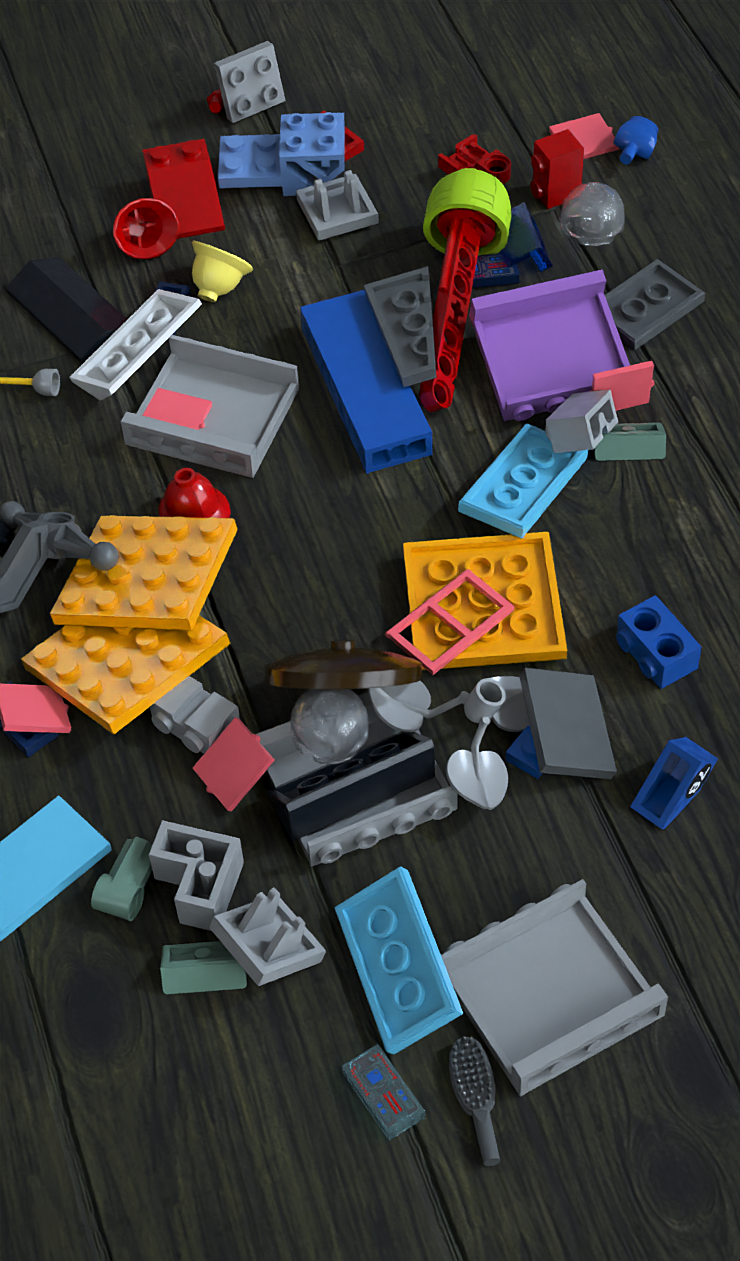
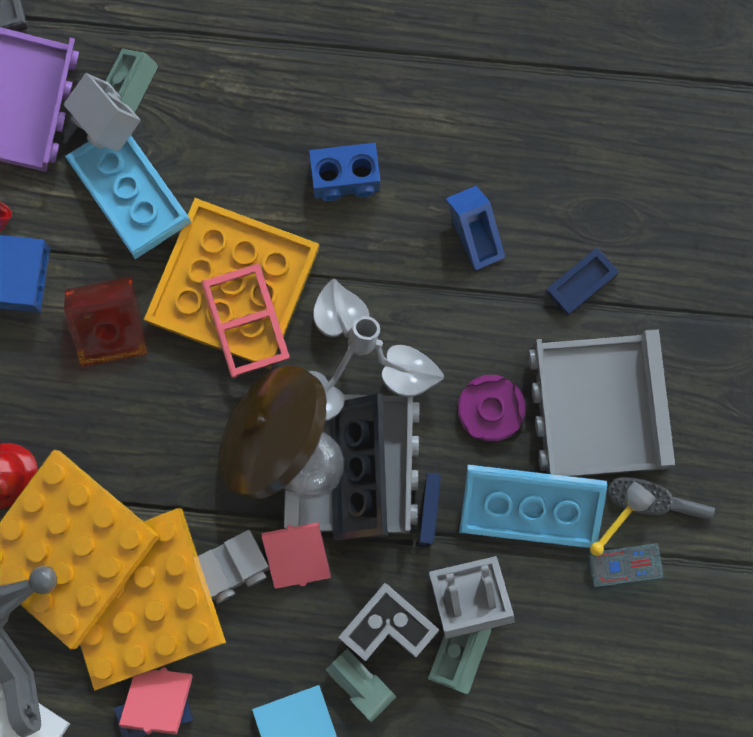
camera: 70 degrees left, 25 degrees up
(343, 864) = (429, 510): none -> dark blue tile
(383, 516) = (105, 321): none -> clear red slope
(461, 1058) = (637, 499): none -> hinge
(493, 894) = (491, 418): none -> magenta tile
(523, 754) = (393, 316): blue plate -> none
(567, 724) = (386, 278): dark grey tile -> none
(628, 384) = (79, 57): coral piece -> none
(681, 913) = (582, 281): none -> dark blue tile

